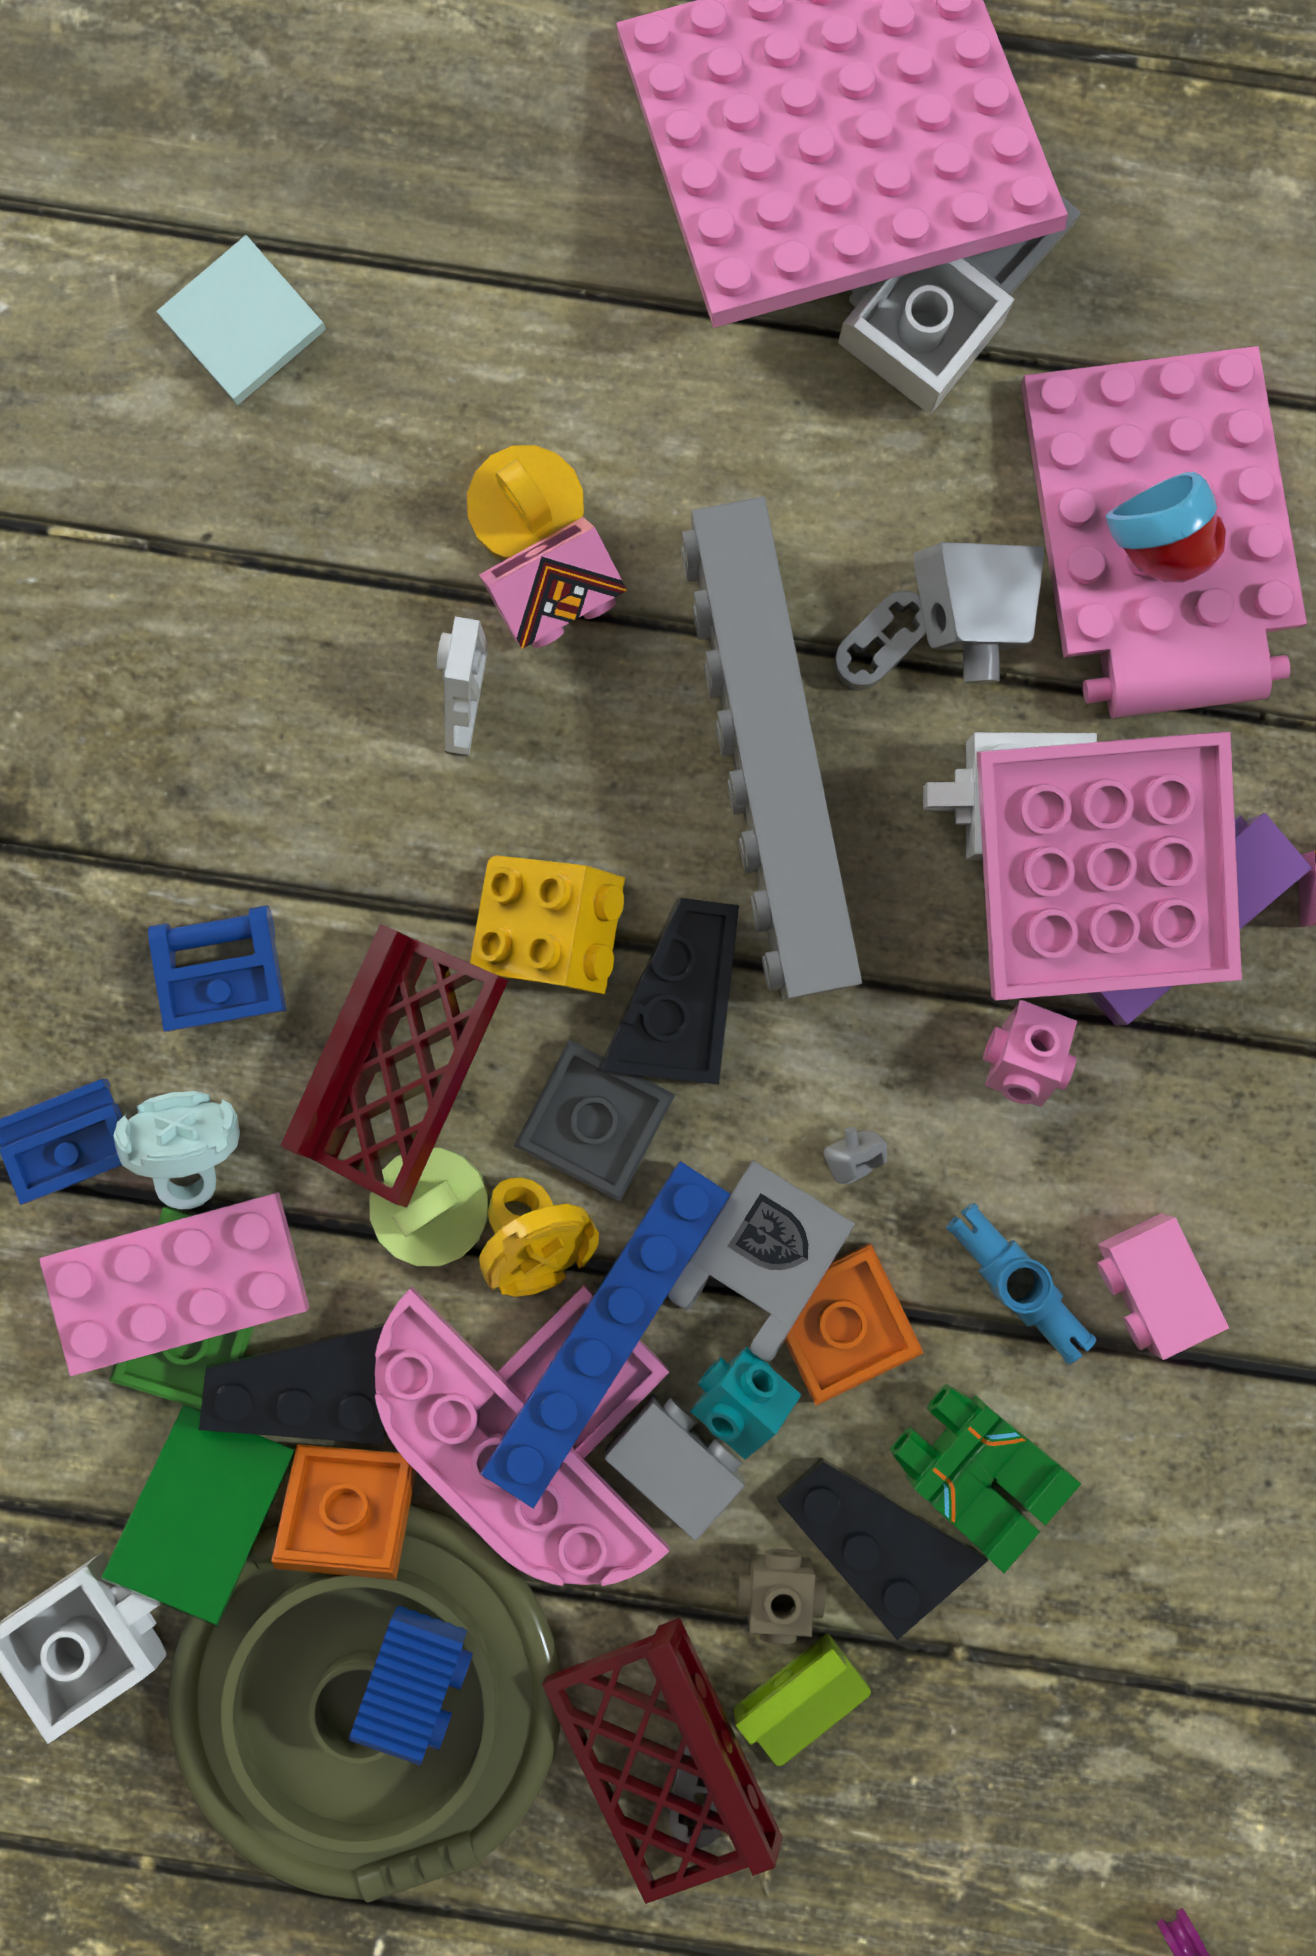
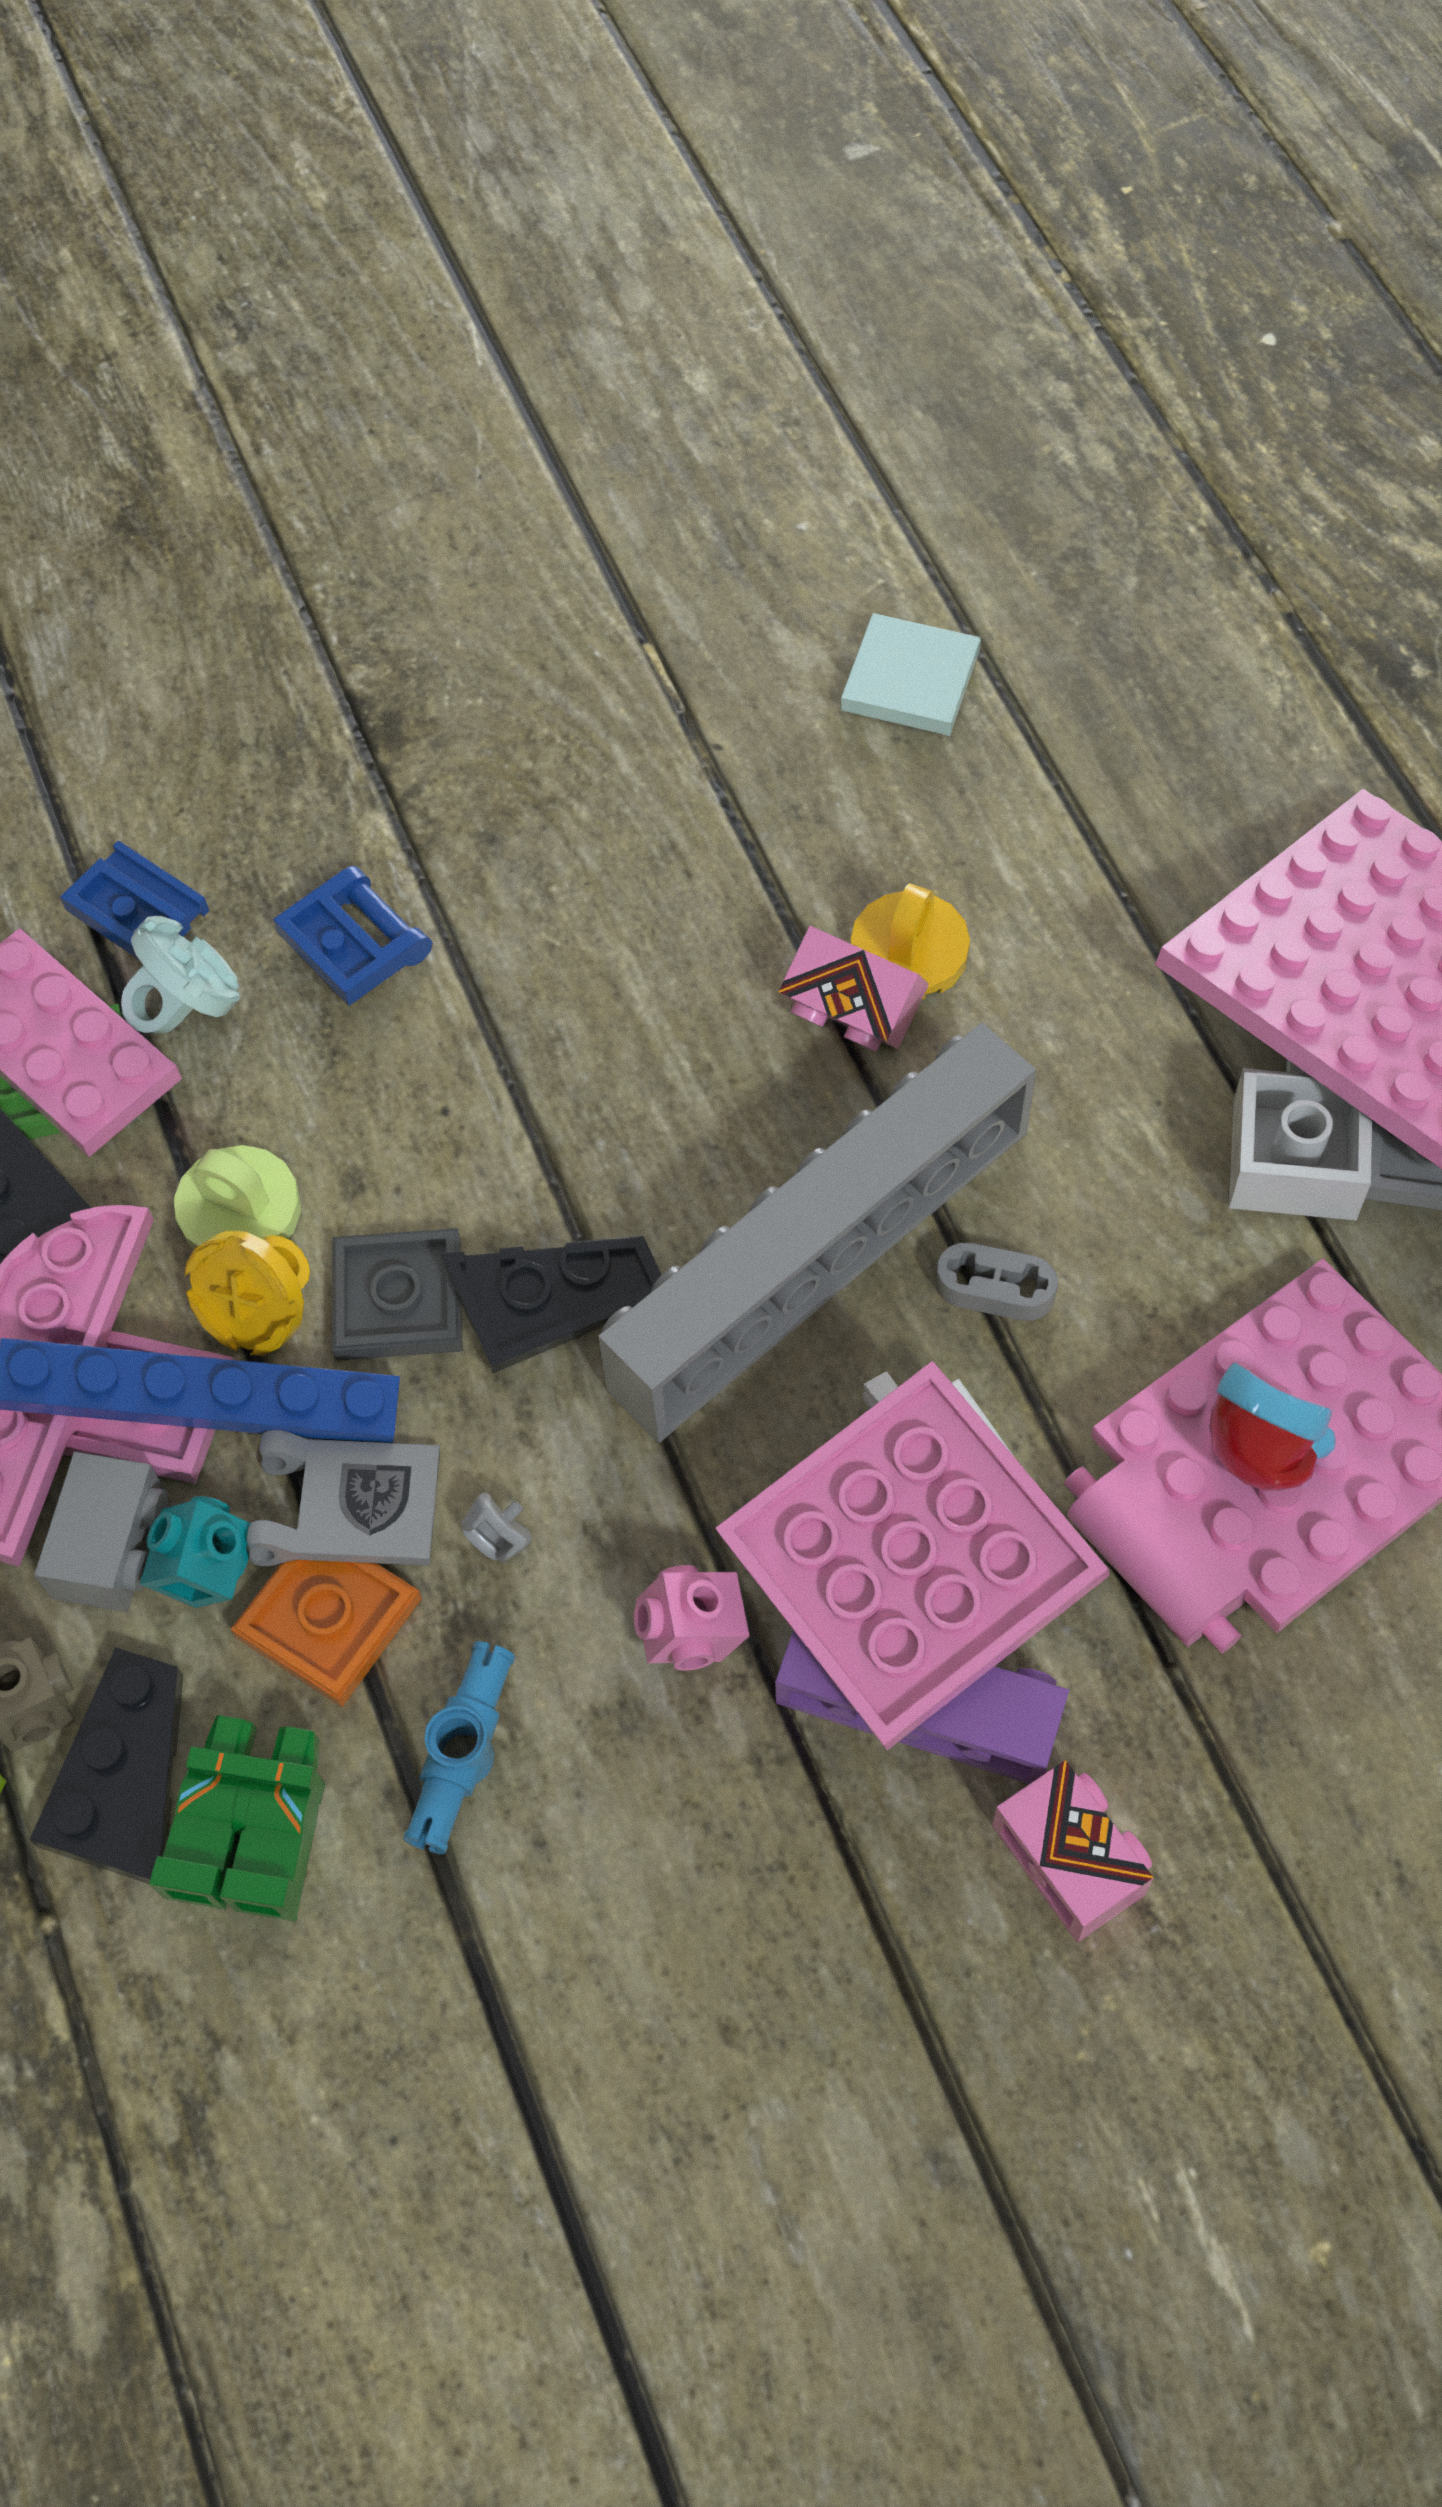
camera: 65 degrees right, 25 degrees down
(362, 1048) = (357, 1065): dark red fence -> none
(463, 665) = (721, 964): white wing -> none
(548, 922) = (555, 1158): yellow bracket -> none
(979, 601) = (1086, 1327): light grey torso -> none
(1161, 1287) = (534, 1885): bright pink brick -> none

